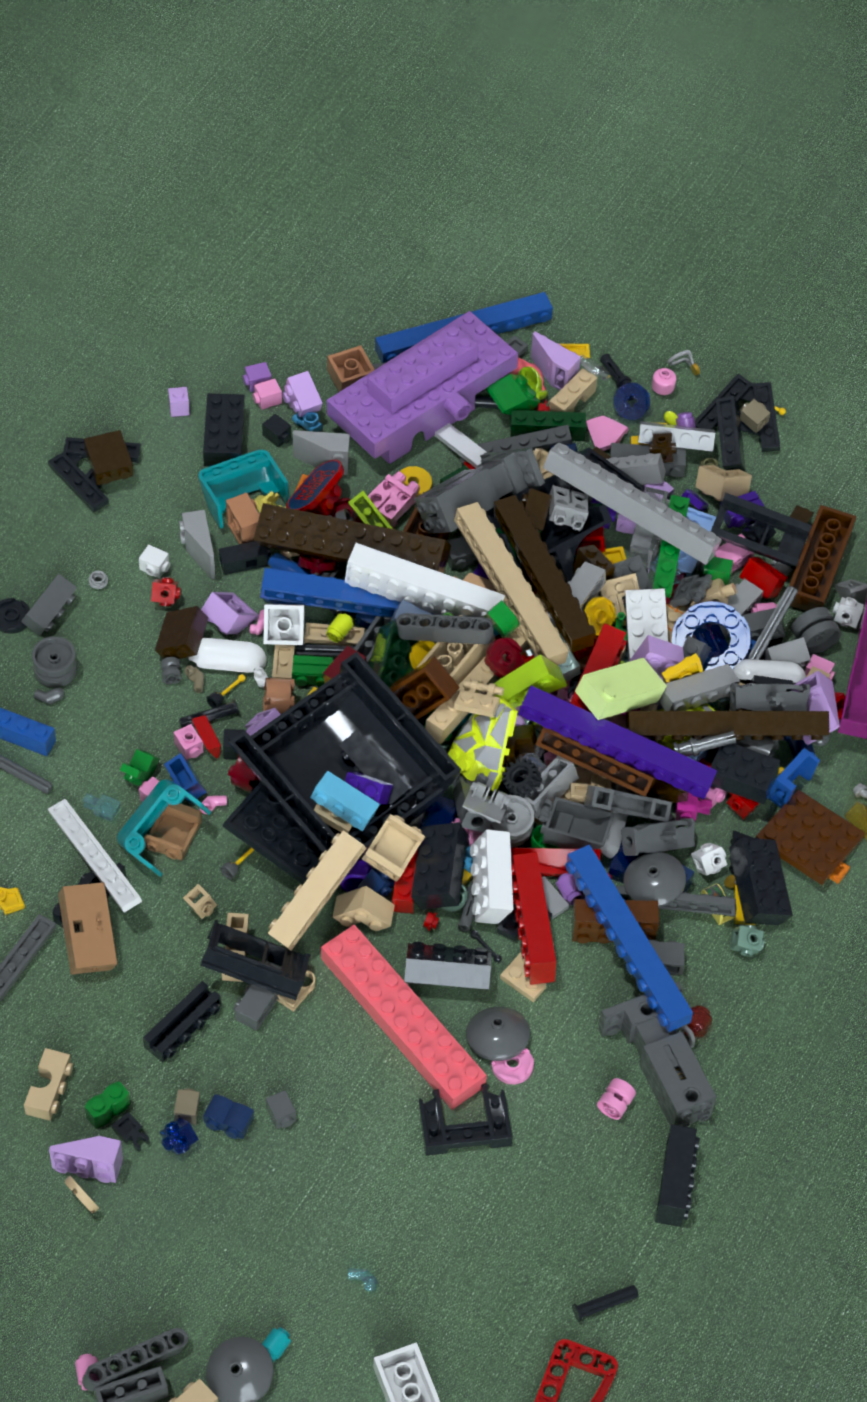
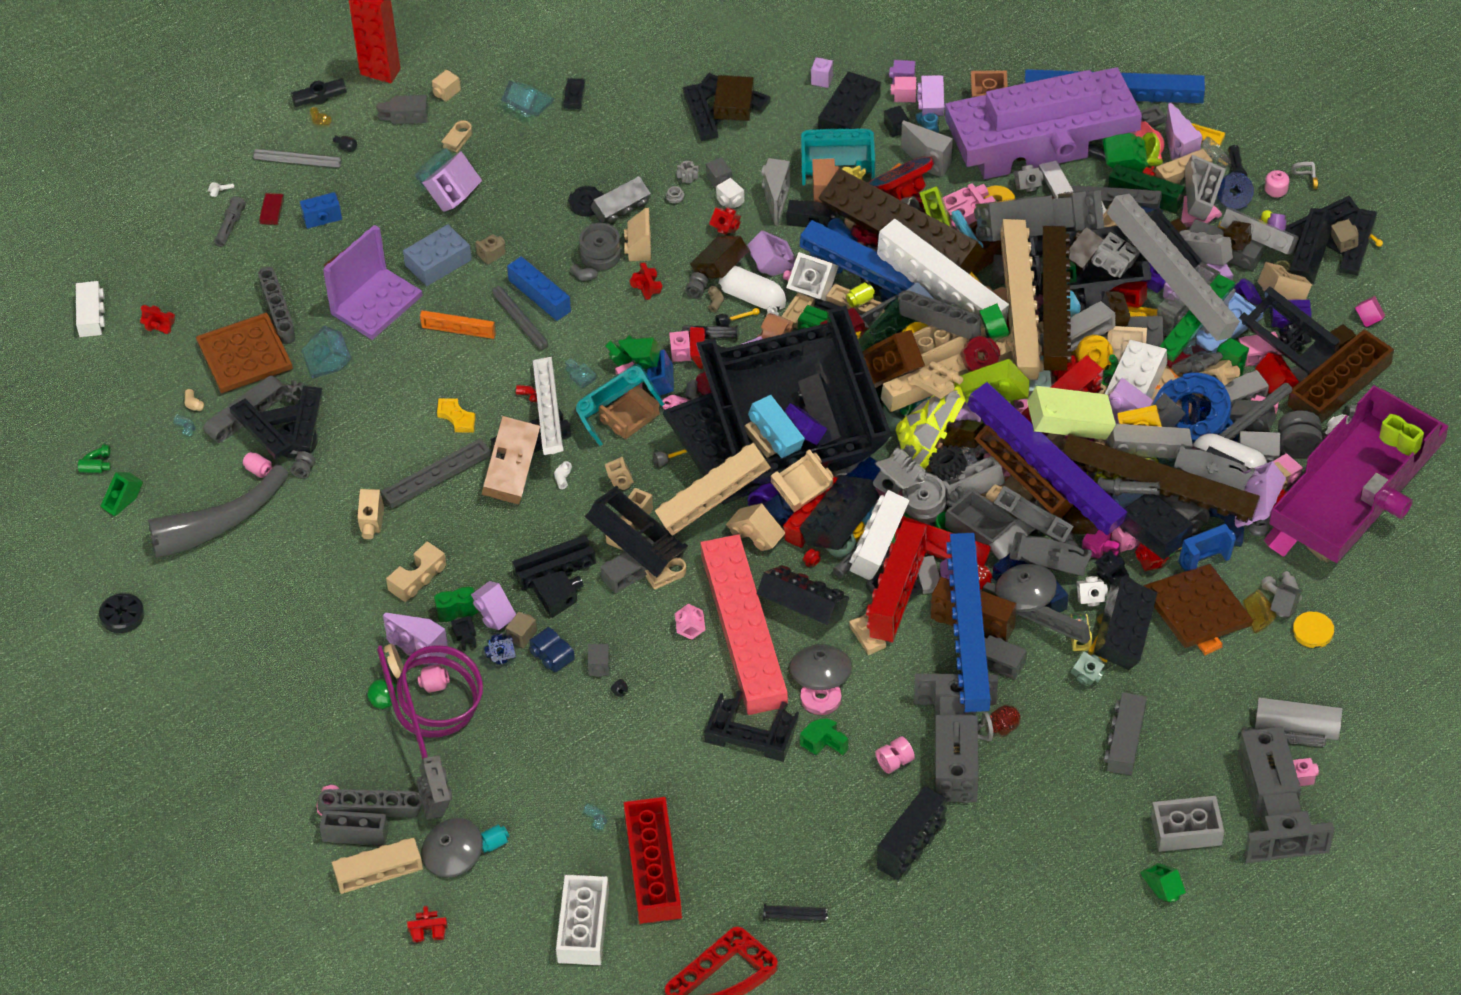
camera: 30 degrees right, 5 degrees down
(60, 843) = (527, 390): none -> red arm
(81, 1231) = (379, 695): none -> green hair
(88, 638) = (638, 237): none -> tan slope
(99, 551) = (687, 171): none -> light grey gear
(116, 683) = (646, 281): none -> red hips
(126, 1194) = (434, 678): none -> bright pink head
(131, 542) = (718, 171): none -> dark grey brick
(138, 922) = (561, 473): none -> white arm
(150, 1093) = (493, 605): none -> lavender brick
(161, 764) = (642, 351): none -> green slope
(194, 1311) = (433, 782): none -> magenta piece
(201, 1052) = (556, 591): none -> black torso
(223, 786) = (691, 390): none -> dark grey arm
(314, 1132) = (619, 687): none -> black hinge
(350, 1034) = (690, 621): none -> bright pink brick
(406, 523) = (962, 225): none -> medium azure axle
(433, 450) = (1022, 178): none -> light grey brick
(446, 1304) = (652, 860): none -> red brick
(475, 935) = (846, 583): black hinge -> none
(536, 1102) = (823, 733): none -> green brick
(604, 408) = (1202, 186): none -> light grey wedge
(716, 828) = (1110, 567): none -> black brick
(810, 483) = (1370, 311): none -> dark pink panel
(813, 992) = (1126, 733): none -> dark grey brick
(847, 744) = (1279, 541): none -> dark pink panel

